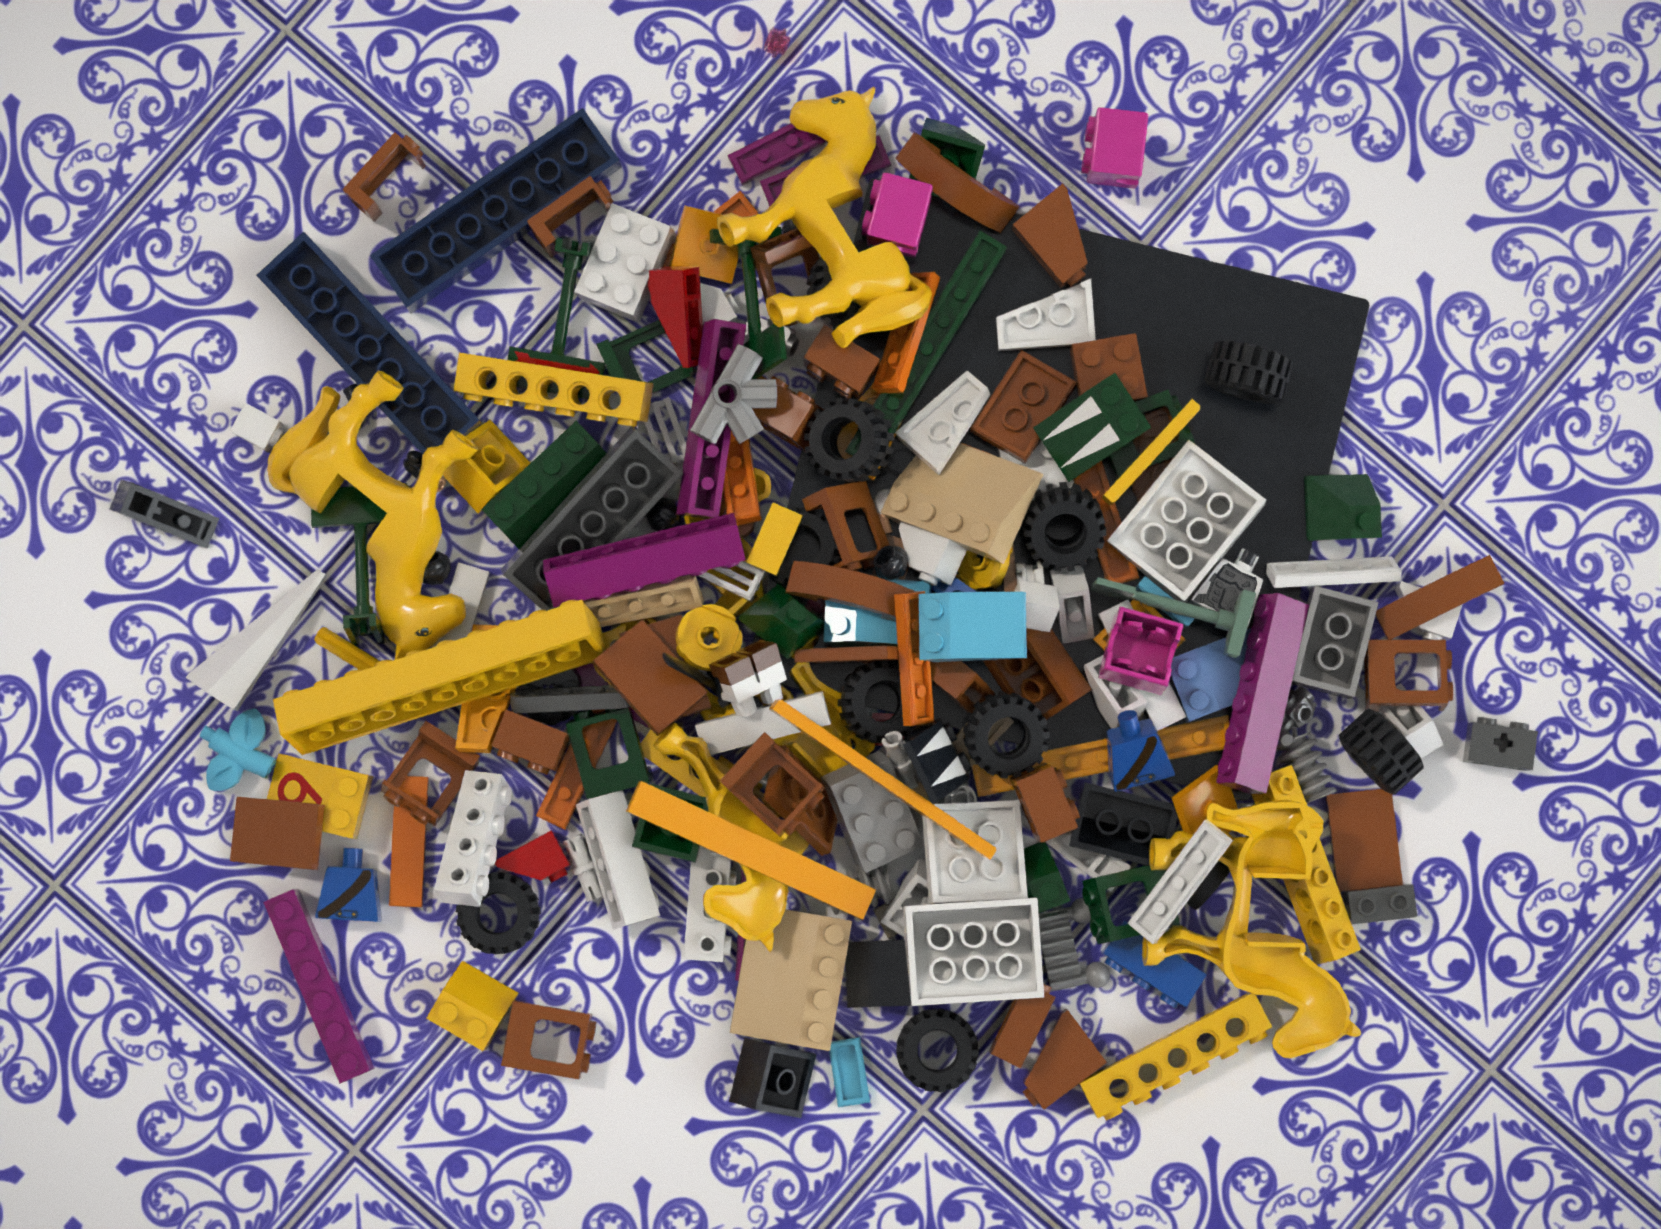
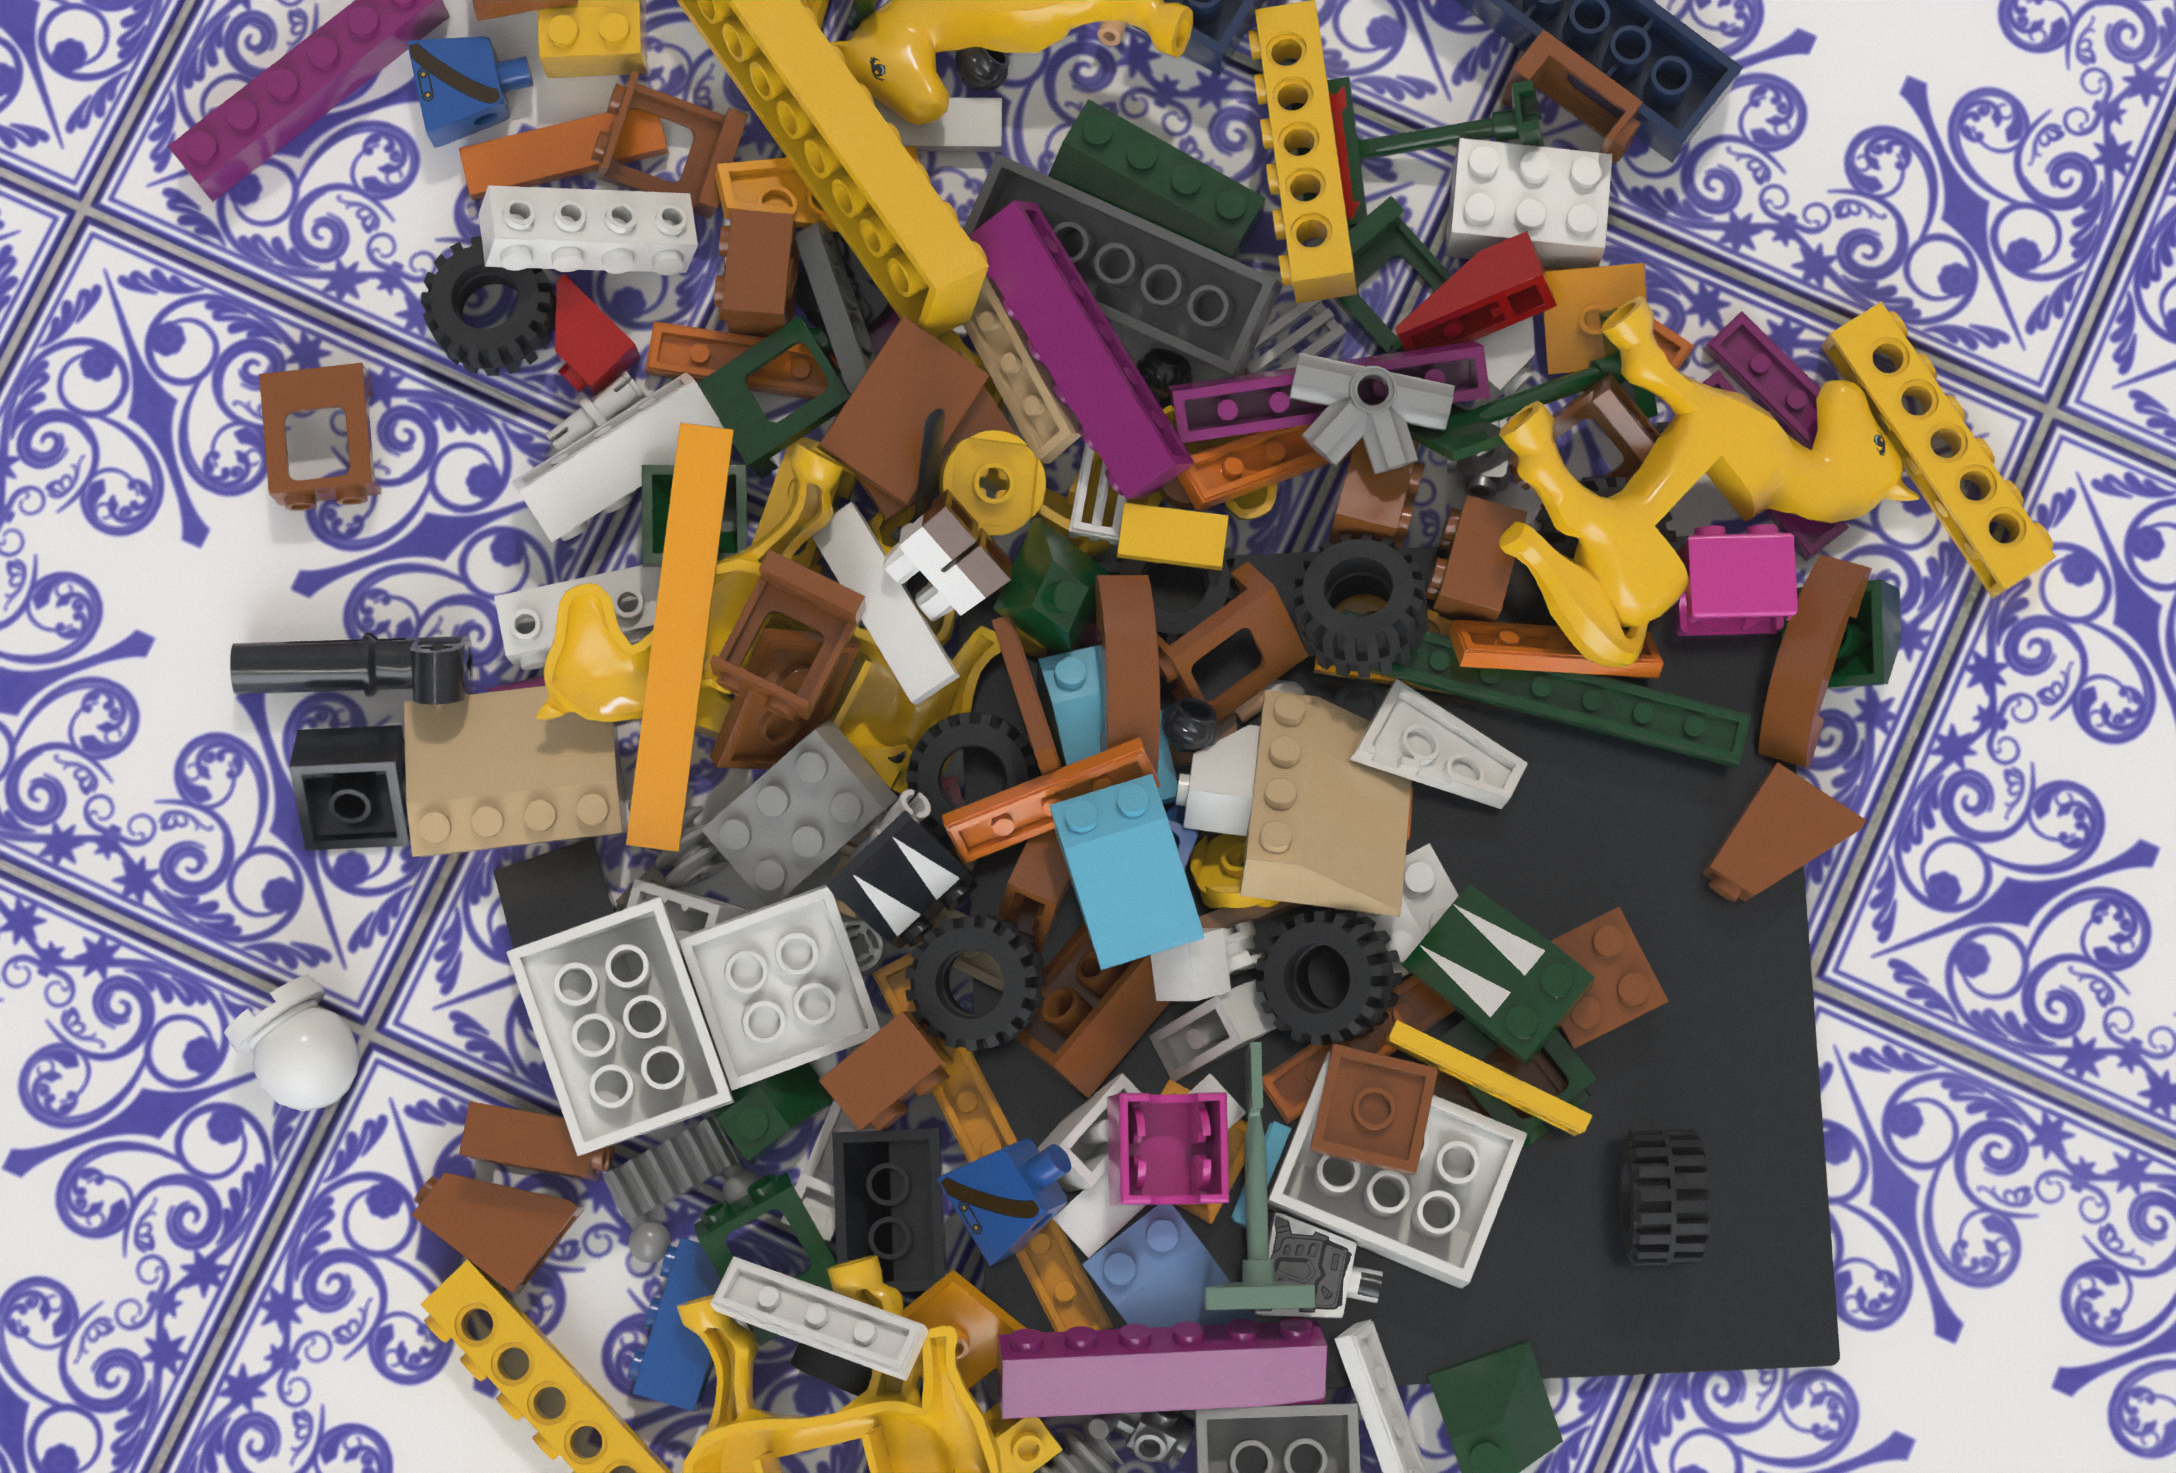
camera: 70 degrees right, 5 degrees down
(472, 1006) = (339, 310): yellow slope -> none
(488, 469) = (1159, 91): yellow slope -> none
(711, 1009) = (431, 666): none -> black piece
(776, 42) = (1939, 333): clear pink plate -> none
(849, 1072) = (394, 902): medium azure tile -> none
(883, 778) = (846, 803): light orange tile -> none
(898, 63) = (1938, 478): none -> yellow brick
(926, 1150) = (300, 1051): none -> white tile
(965, 1058) = (421, 1004): black tyre -> none
(1020, 402) = (1503, 855): dark orange tile -> none
(1050, 322) = (1643, 868): white wing -> none
(1115, 147) = (1949, 888): dark pink piece -> none
(1150, 524) = (1373, 1109): none -> dark orange plate

